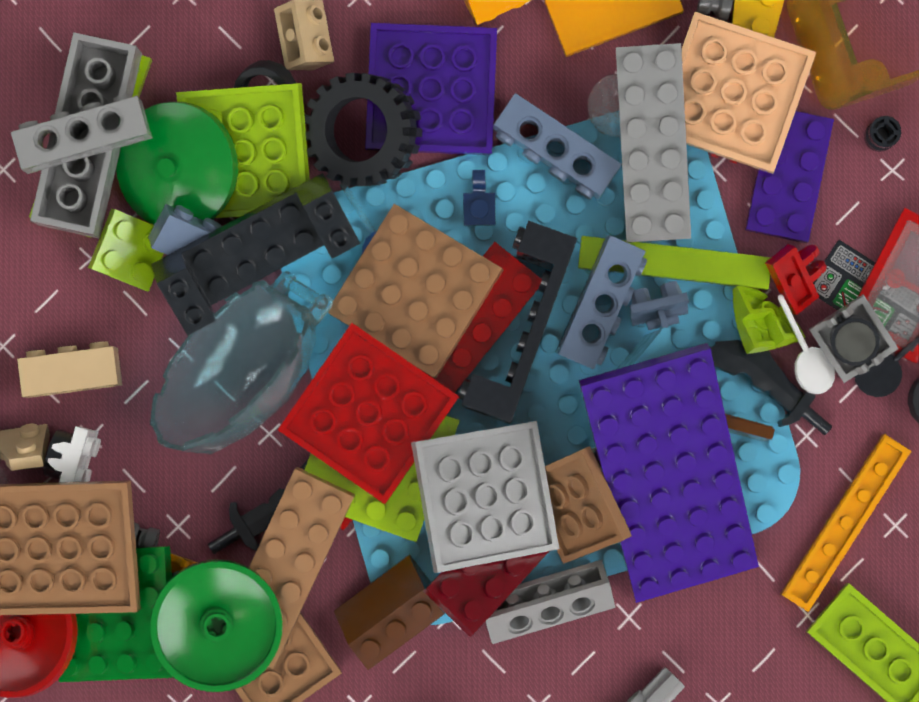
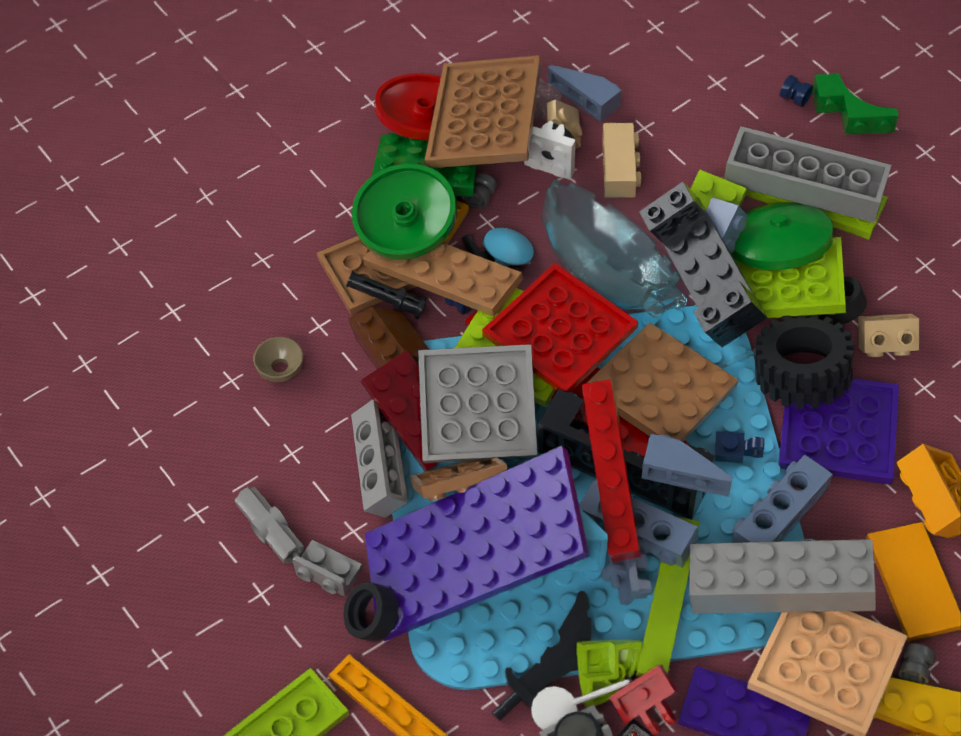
camera: 100 degrees right, 30 degrees down
(131, 130) = (808, 156): light grey brick -> none
(224, 494) = (508, 247): none -> medium azure dish
(321, 616) = (398, 298): none -> black pin
(554, 263) = (677, 464): none -> sand blue slope
(569, 333) = (611, 471): none -> red brick
(683, 637) = (328, 568): none -> light grey bracket
(731, 564) = (385, 615): none -> black tyre
(749, 428) = (509, 620): reddish brown tile -> none

